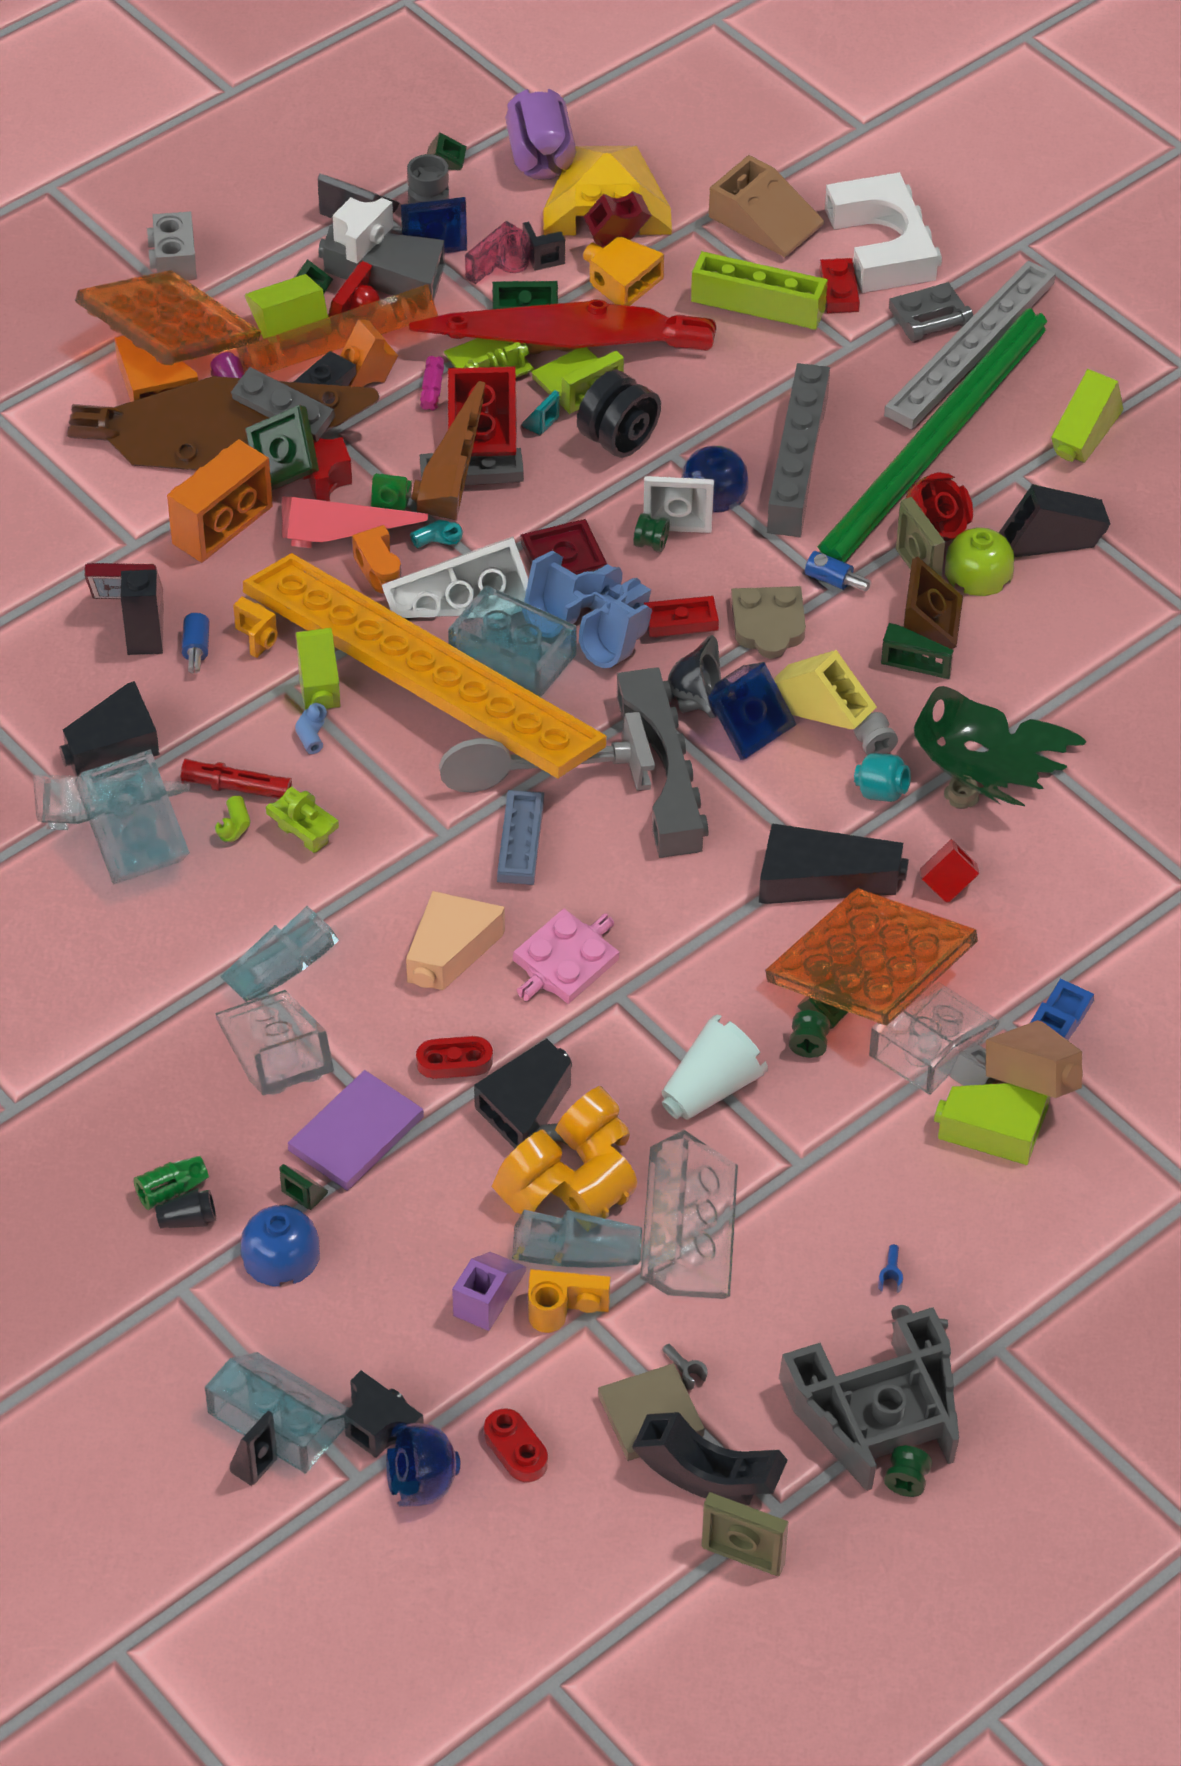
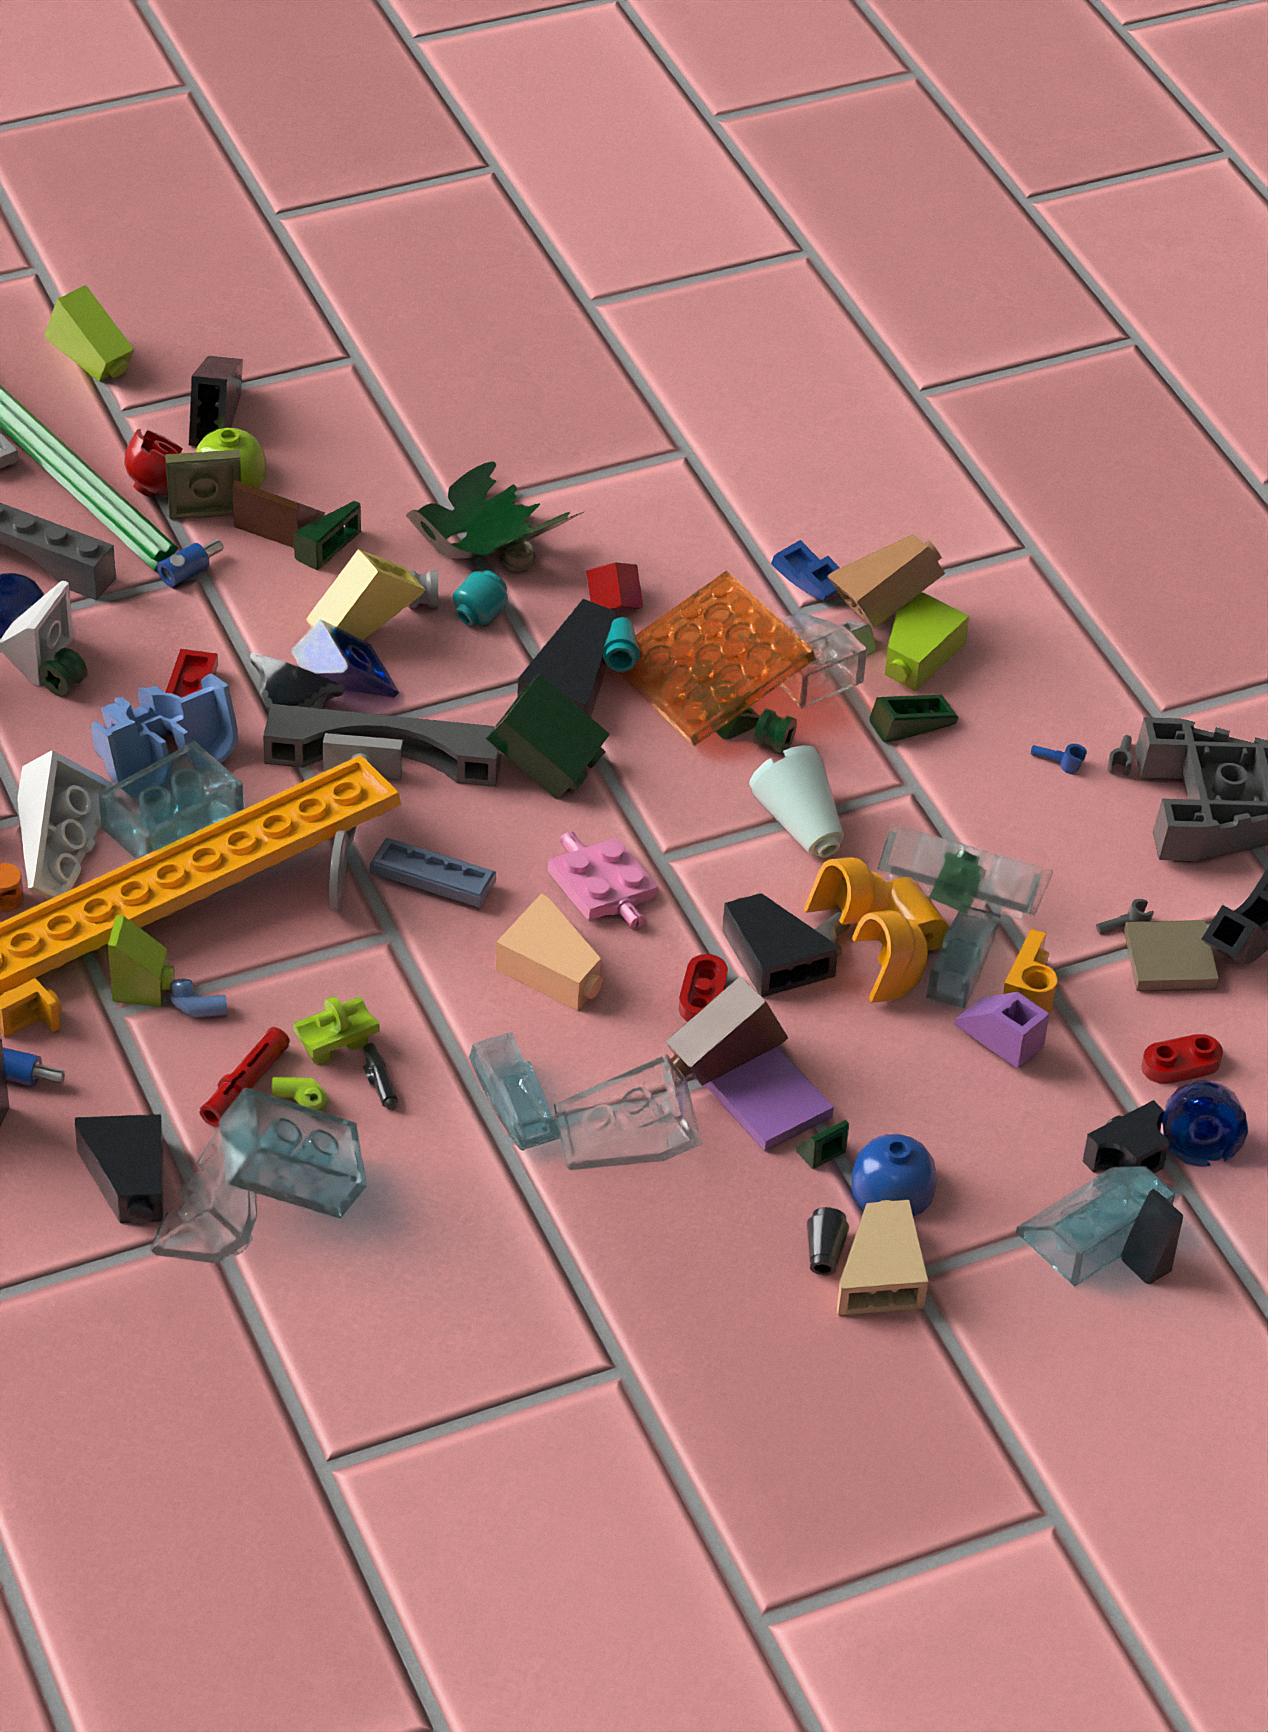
camera: 75 degrees left, 5 degrees down
(175, 1254) = (884, 1263): none -> tan slope
(180, 1177) = (783, 1248): green hinge -> none
(273, 865) = (378, 1076): none -> piece
(383, 1076) = (726, 1034): none -> slope
(571, 541) = (36, 736): dark red tile -> none
(639, 1202) = (958, 881): none -> clear green bracket
(704, 863) = (549, 737): none -> dark green brick
(768, 618) = (222, 625): dark tan plate -> none
(850, 883) = (621, 646): none -> teal cone
(865, 1130) = (910, 715): none -> dark green slope

